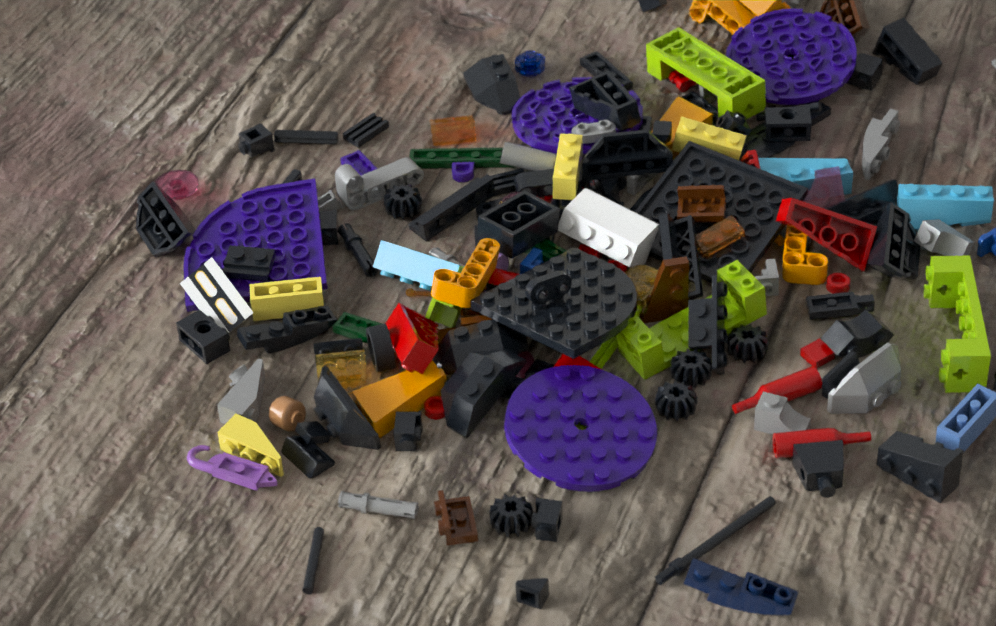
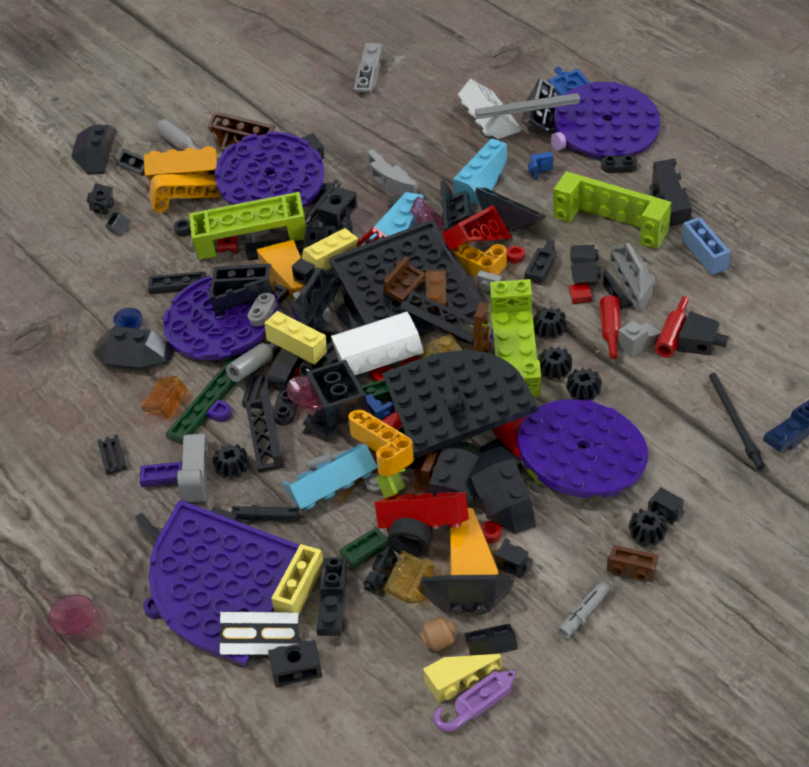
camera: 60 degrees left, 5 degrees up
(161, 221) = (122, 643): black wedge -> none
(236, 375) = (364, 653): light grey plate -> none
(245, 395) = (398, 657): light grey slope -> none
(249, 263) = (238, 590): black plate -> none
(256, 141) = (64, 538): black brick -> none
(306, 136) = (84, 498): black axle -> none
(313, 432) = (470, 625): black tile -> none
(313, 560) = (618, 679): black bar -> none
(532, 592) = (739, 545): black slope -> none
(708, 324) = (530, 329): black bracket -> none
(907, 51) = (308, 119): black wedge -> none
(921, 465) = (733, 284): black wedge -> none
(942, 239) = (519, 184): light grey arch -> none

